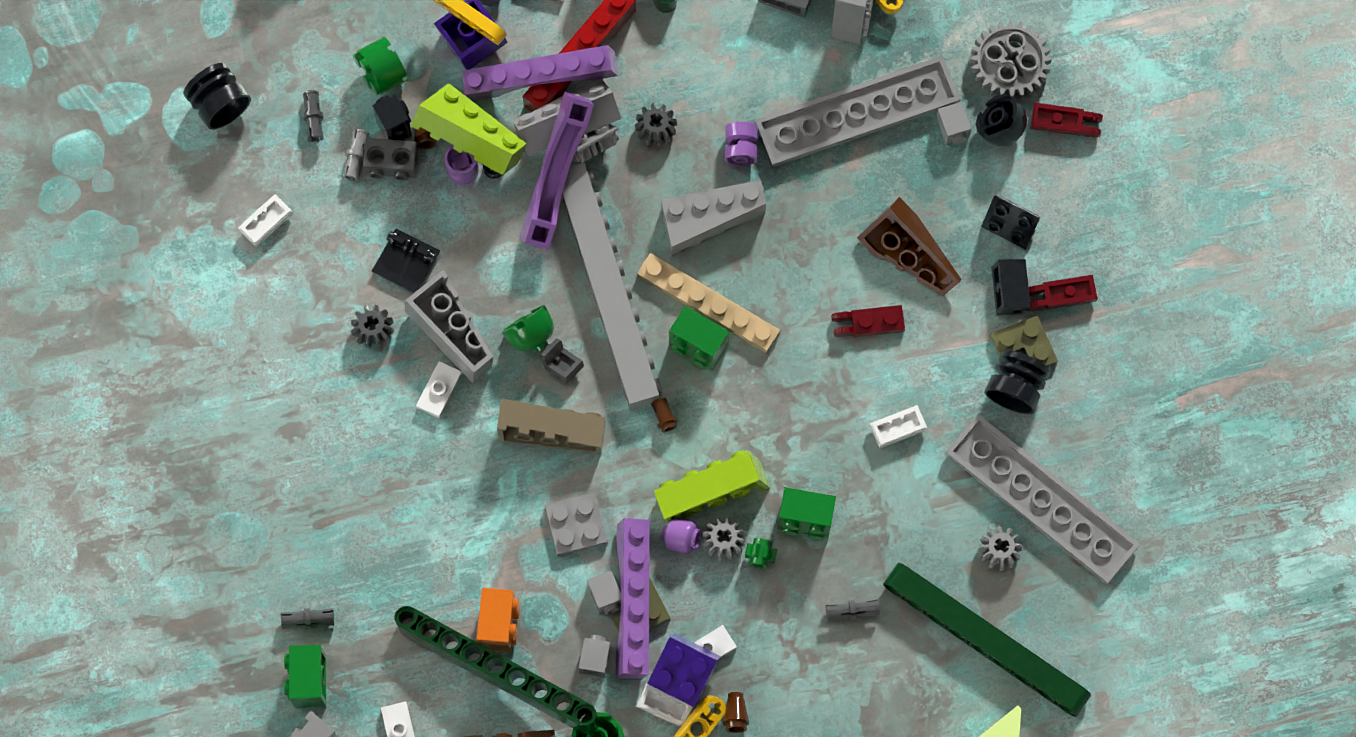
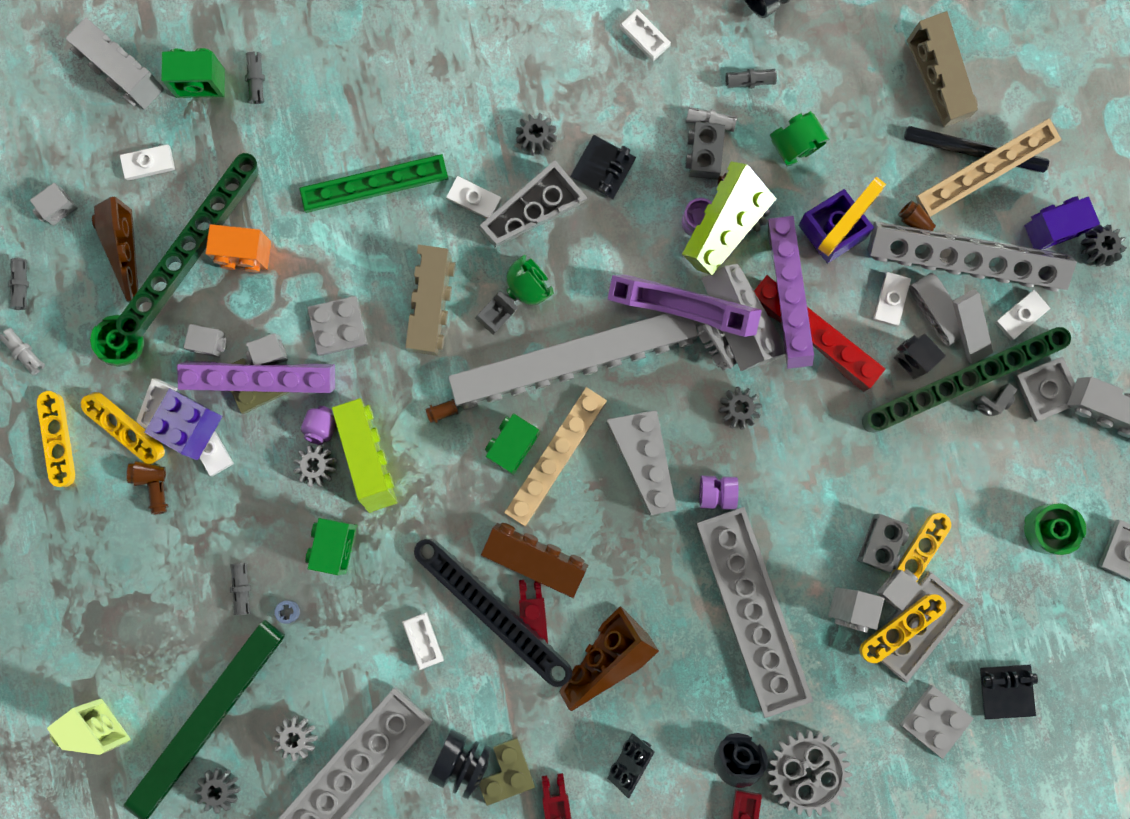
camera: 90 degrees right, 10 degrees up
(392, 118) = (744, 147): black brick -> none
(422, 493) = (373, 183): none -> green tile
(760, 553) = (298, 501): green gear -> none
(761, 700) = (157, 498): none -> reddish brown pin
(813, 317) = (535, 560): none -> reddish brown brick
(866, 356) = (493, 612): none -> black gear
(869, 569) = (281, 606): none -> sand blue bush
(953, 123) = (739, 710): light grey brick -> none
(1010, 286) = (564, 761): black hinge -> none
(1065, 627) = (220, 800): none -> dark grey gear

